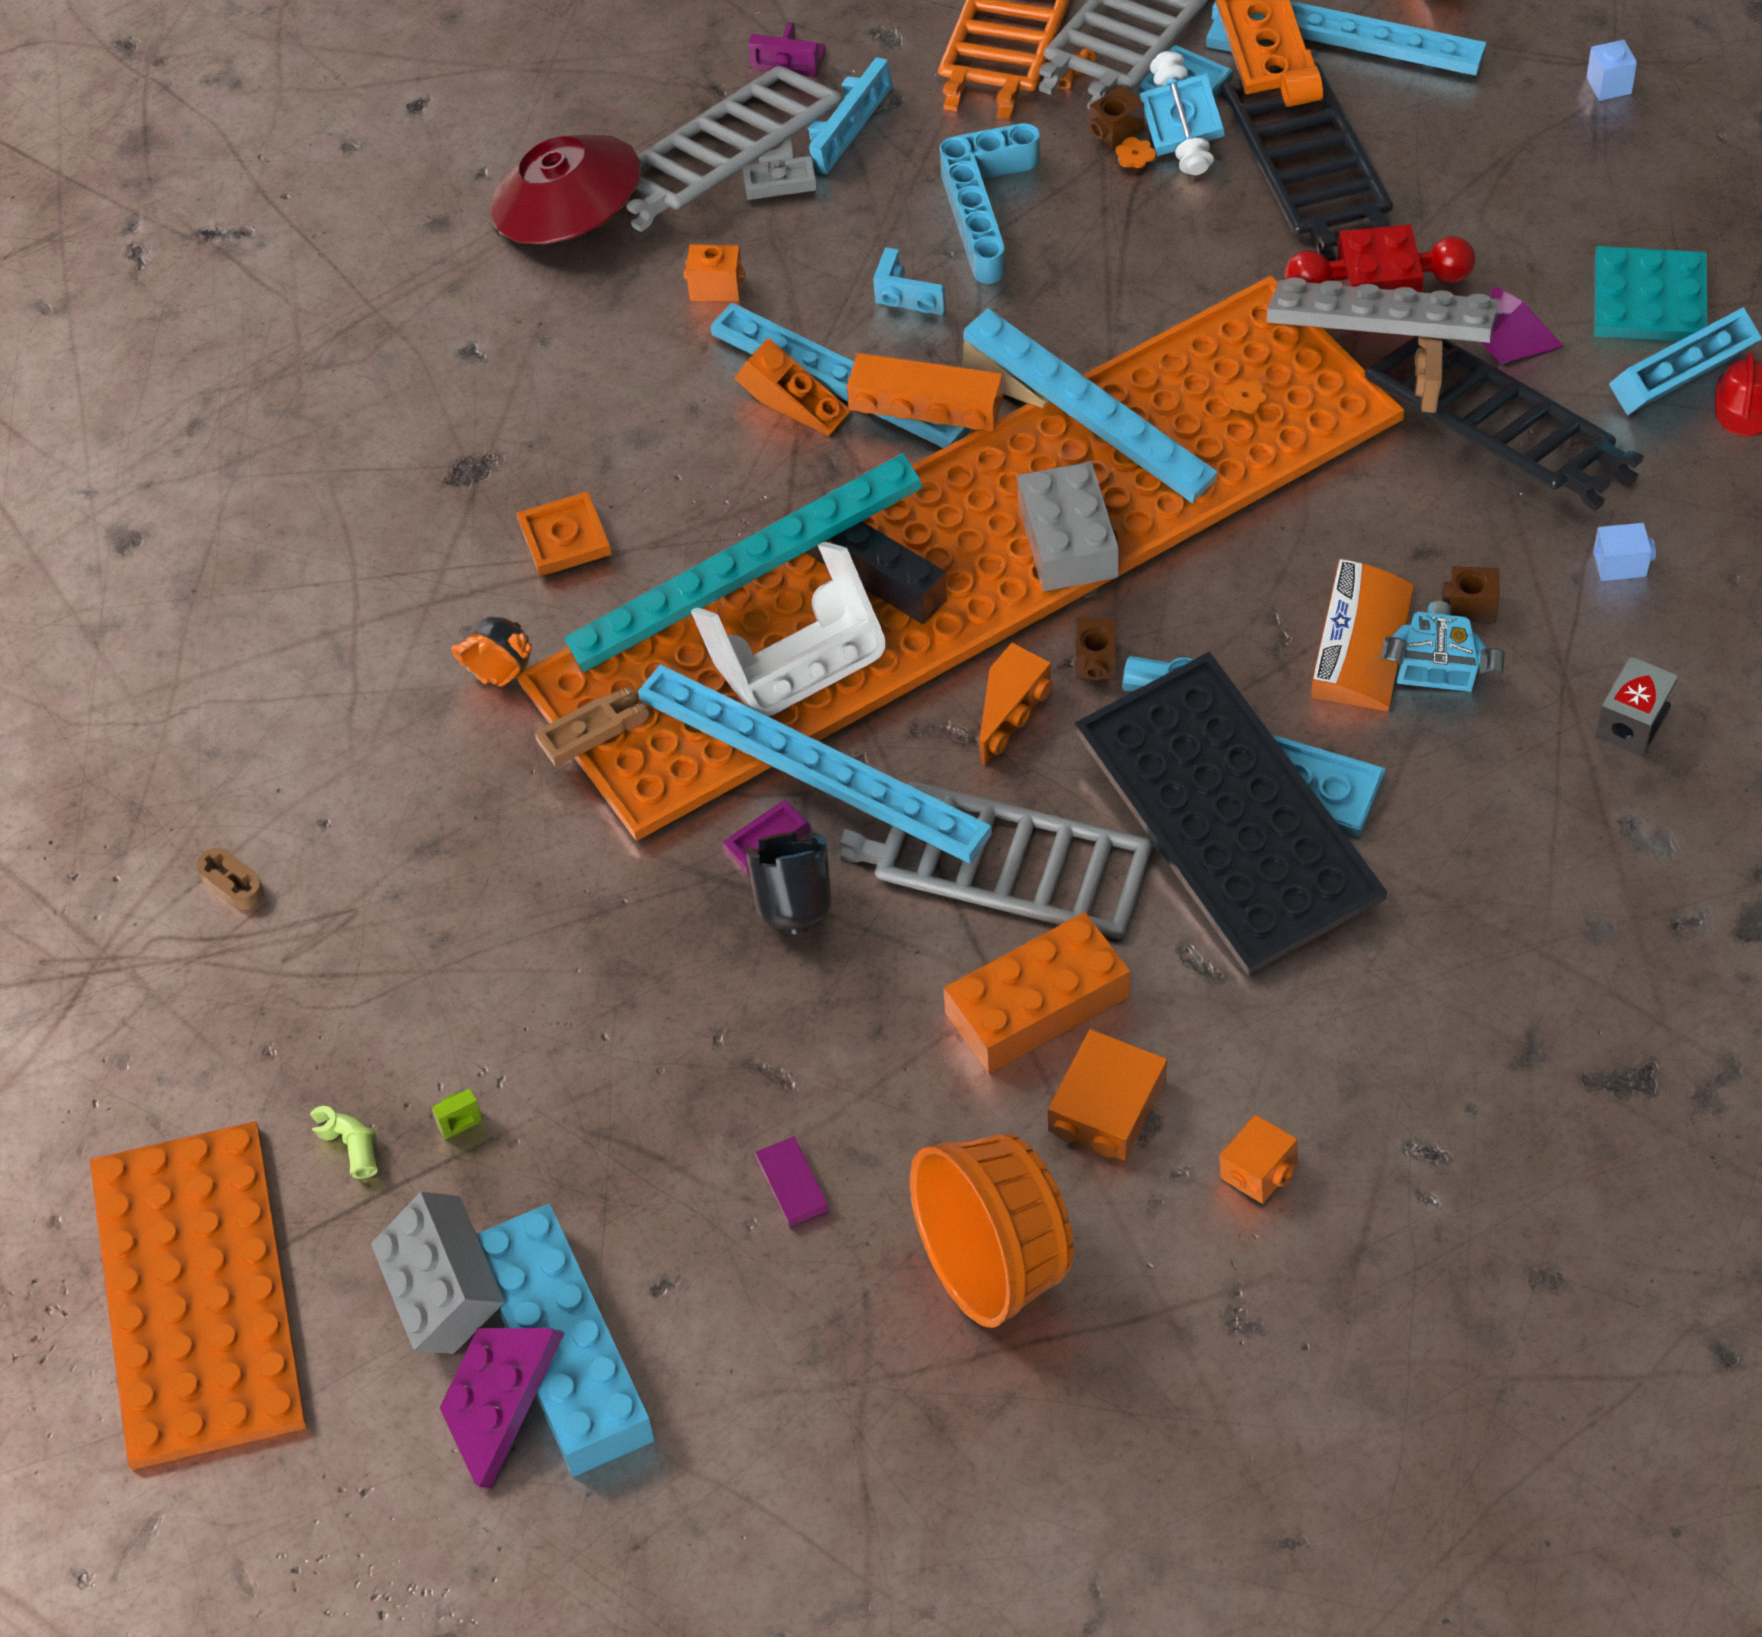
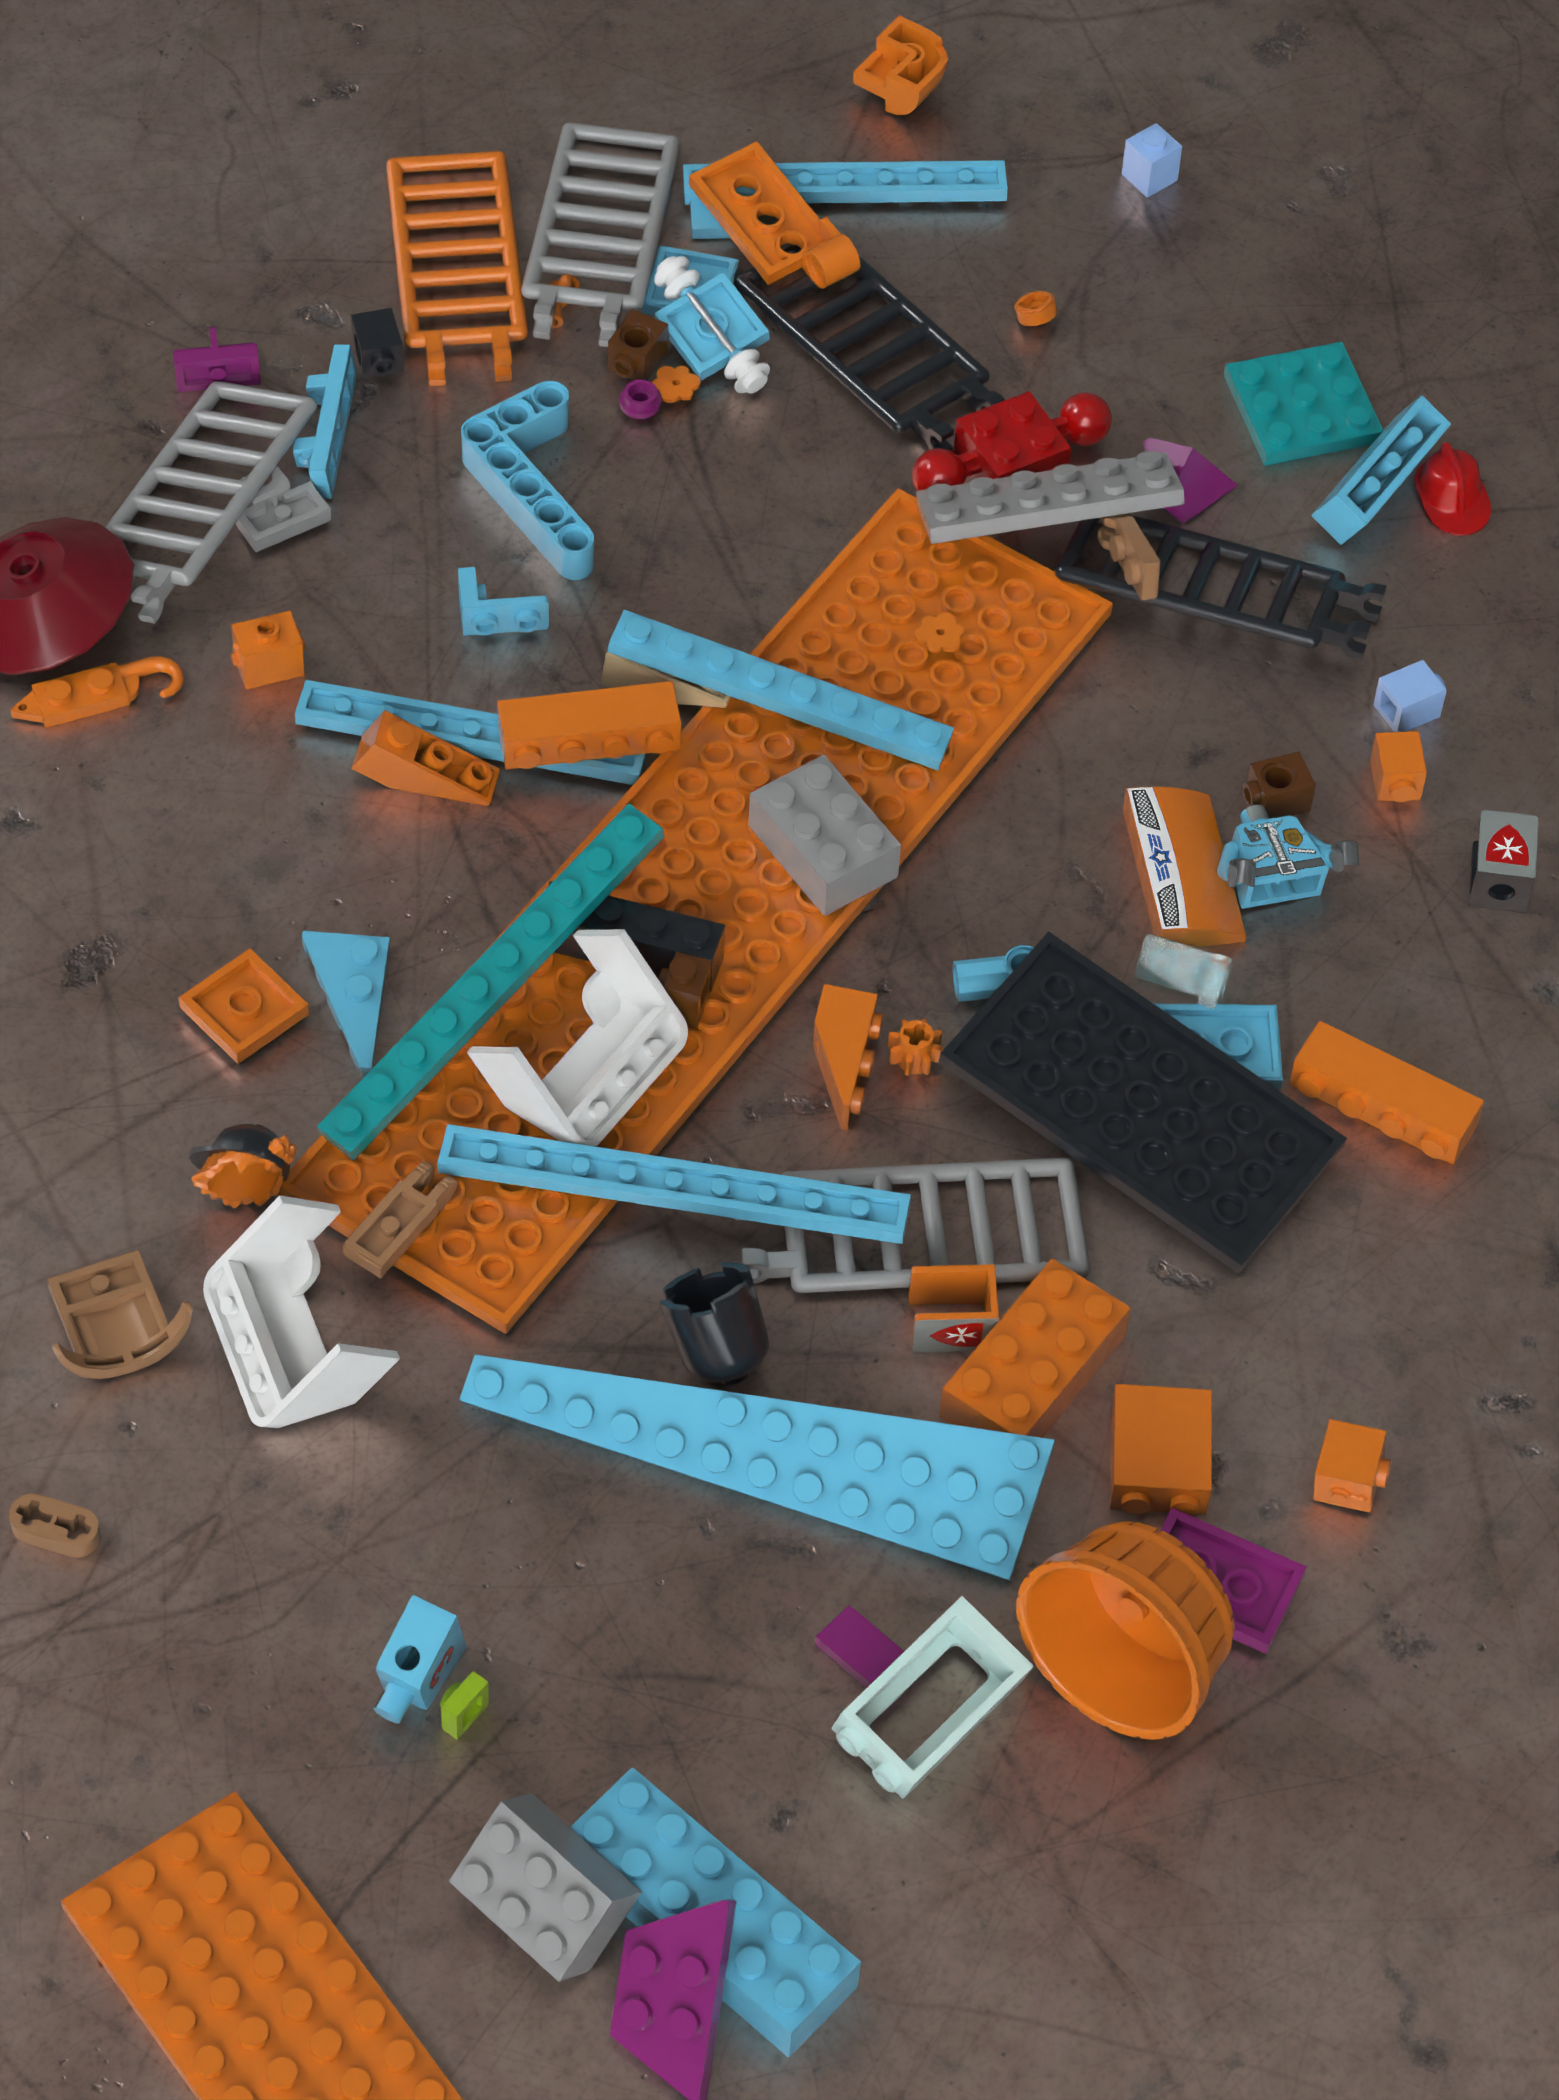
camera: 30 degrees left, 0 degrees up
(346, 738) = (114, 1318): none -> medium nougat piece
(355, 1135) = (359, 1769): yellowish green piece -> none
(435, 1065) = (418, 1658): none -> medium azure torso
(463, 774) = (269, 1328): none -> white windscreen
(574, 271) = (93, 691): none -> orange plate
(657, 539) = (354, 978): none -> medium azure wing
(761, 1220) = (956, 1627): none -> light aqua piece
(777, 820) = (641, 1289): magenta tile -> none
(873, 1046) = (887, 1476): none -> medium azure wing
(892, 607) = (688, 985): none -> reddish brown brick
(914, 65) = (377, 343): none -> black brick
(997, 910) = (953, 1286): none -> orange piece
(1063, 712) = (915, 1046): none -> orange gear
(1096, 648) = (911, 948): reddish brown brick -> none
(1100, 157) = (640, 399): none -> magenta plate
(1112, 1218) = (1254, 1578): none -> magenta plate
(1321, 717) = (1184, 968): none -> clear light blue bracket
(1442, 866) = (1386, 1092): none -> orange brick
(1457, 164) = (1035, 308): none -> orange tile
(1584, 604) = (1398, 766): none -> orange brick

